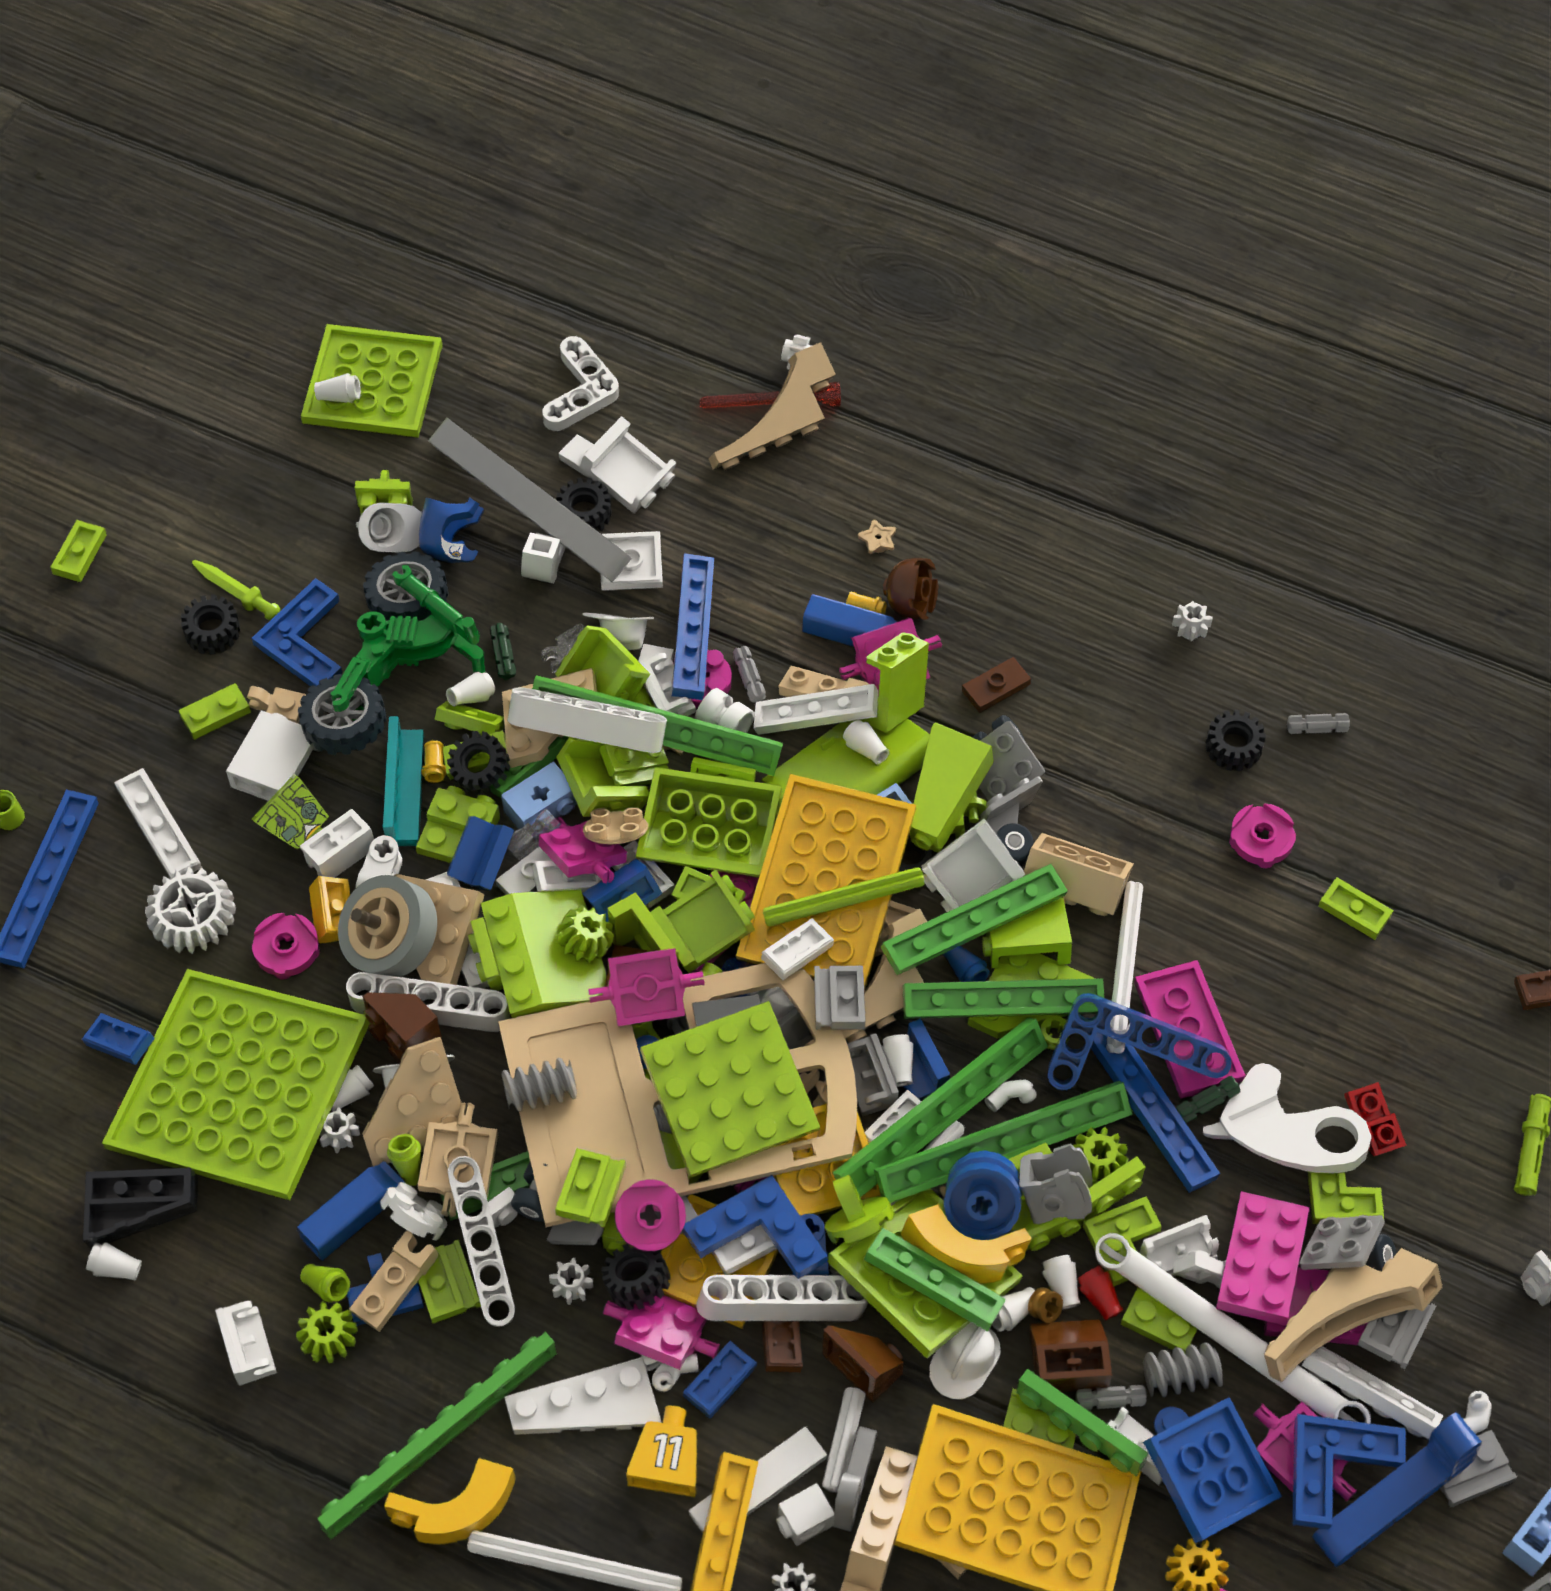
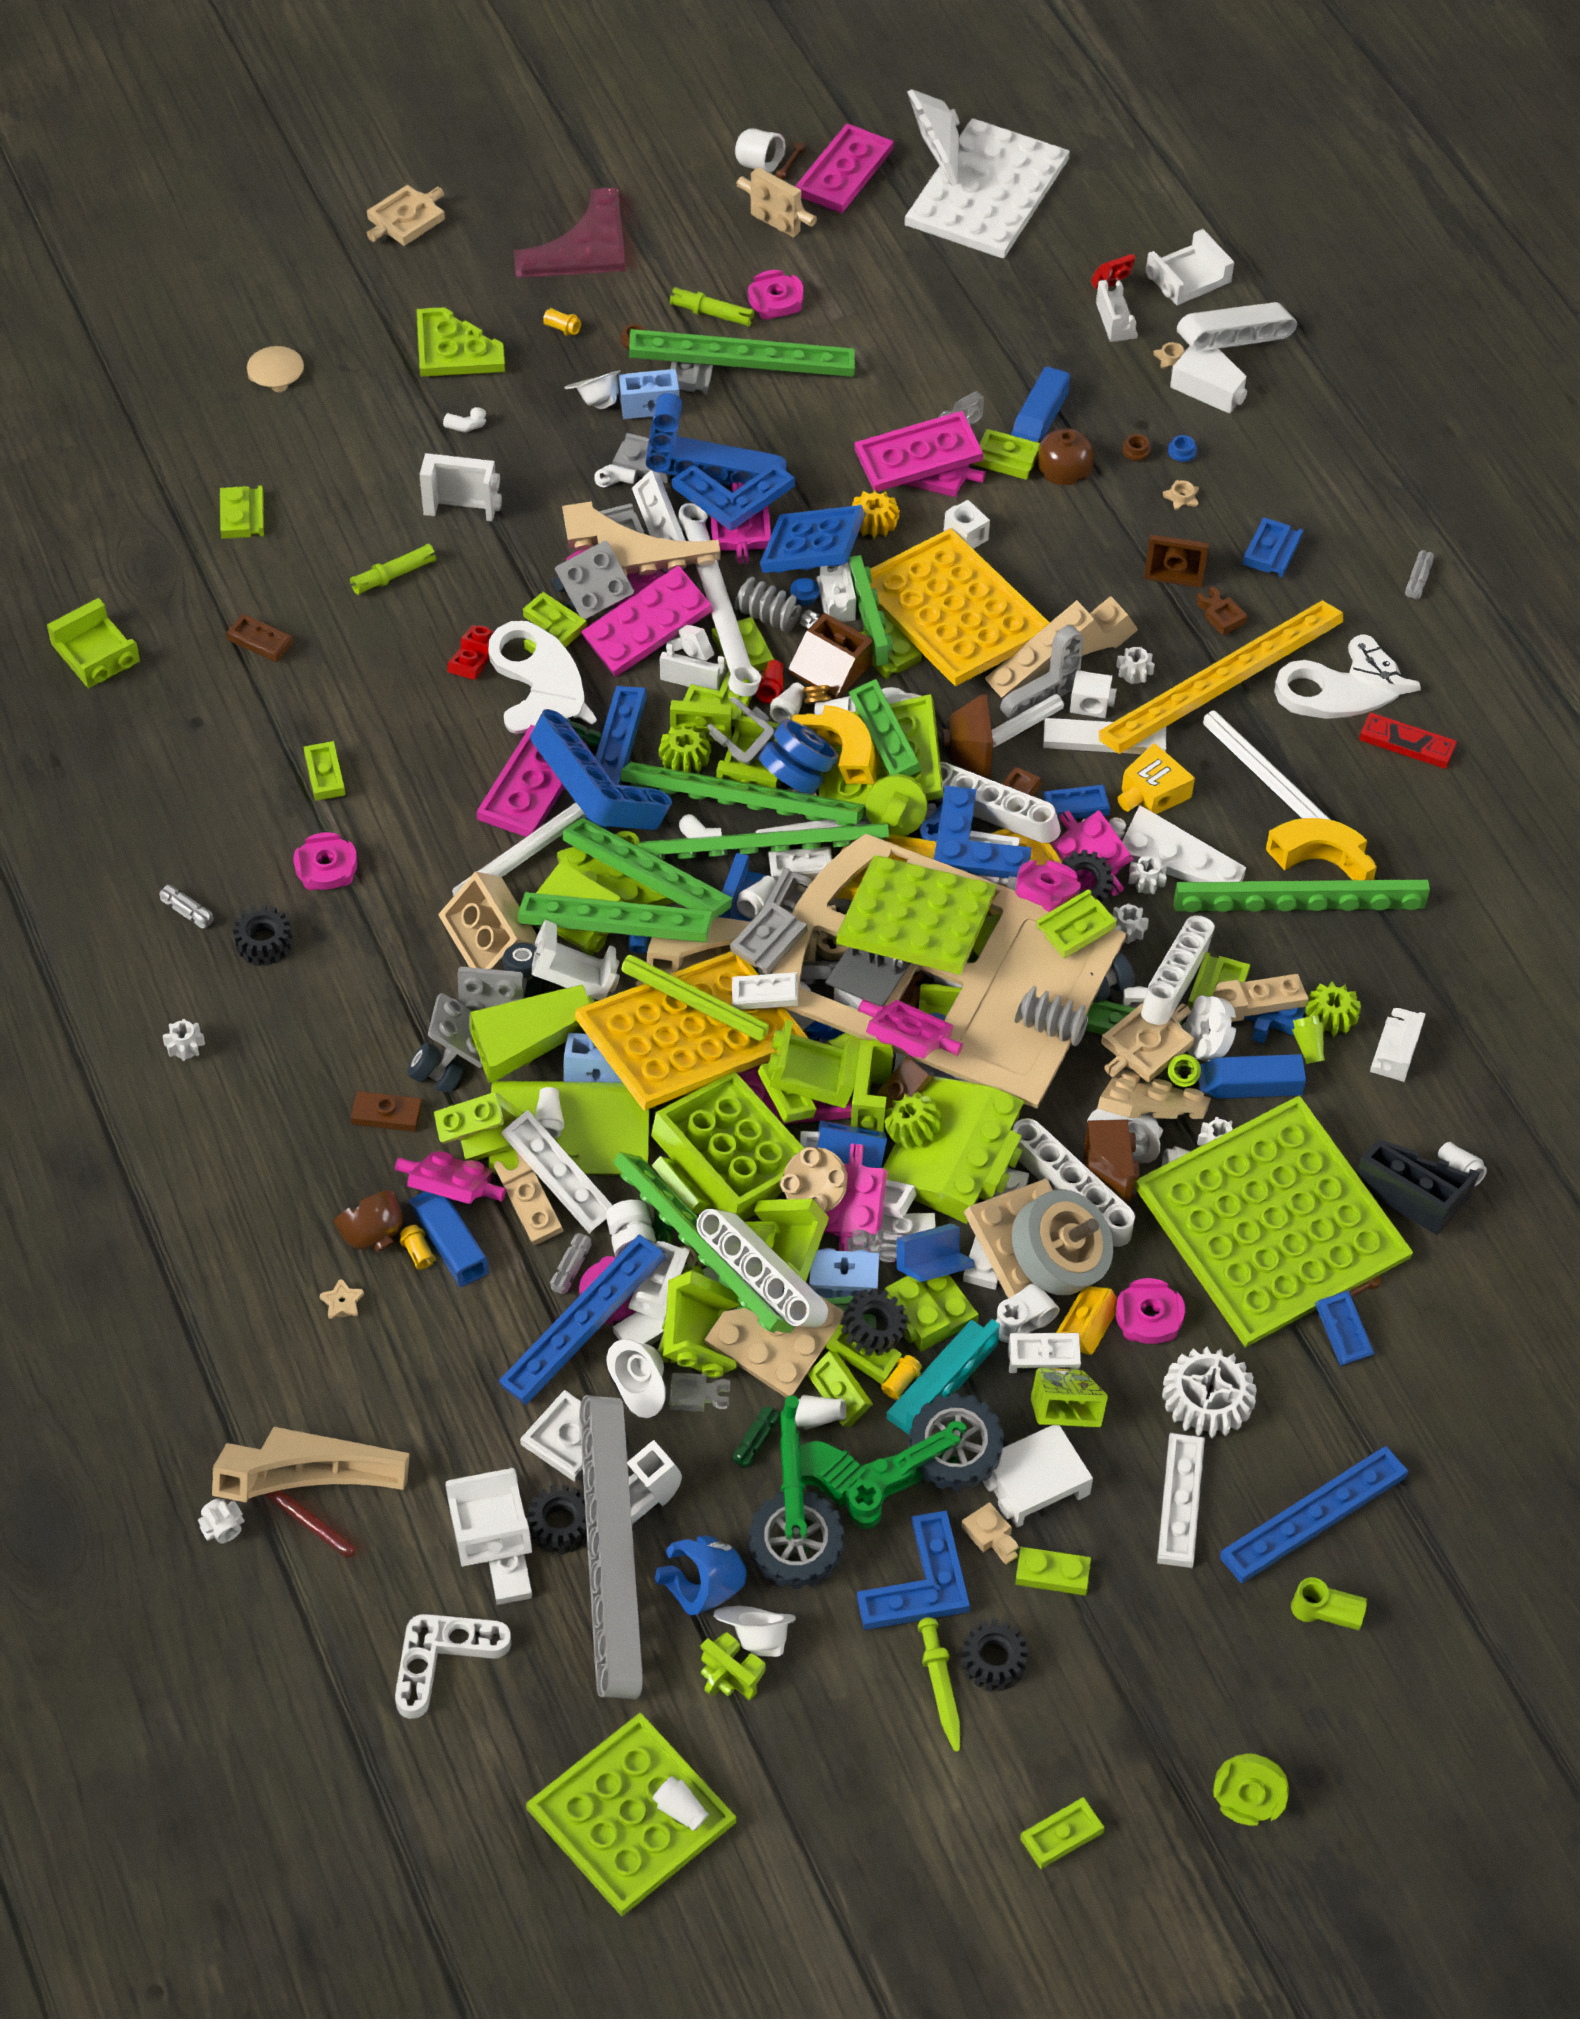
camera: 140 degrees left, 5 degrees down
(591, 1336) = (1147, 874): none -> white gear

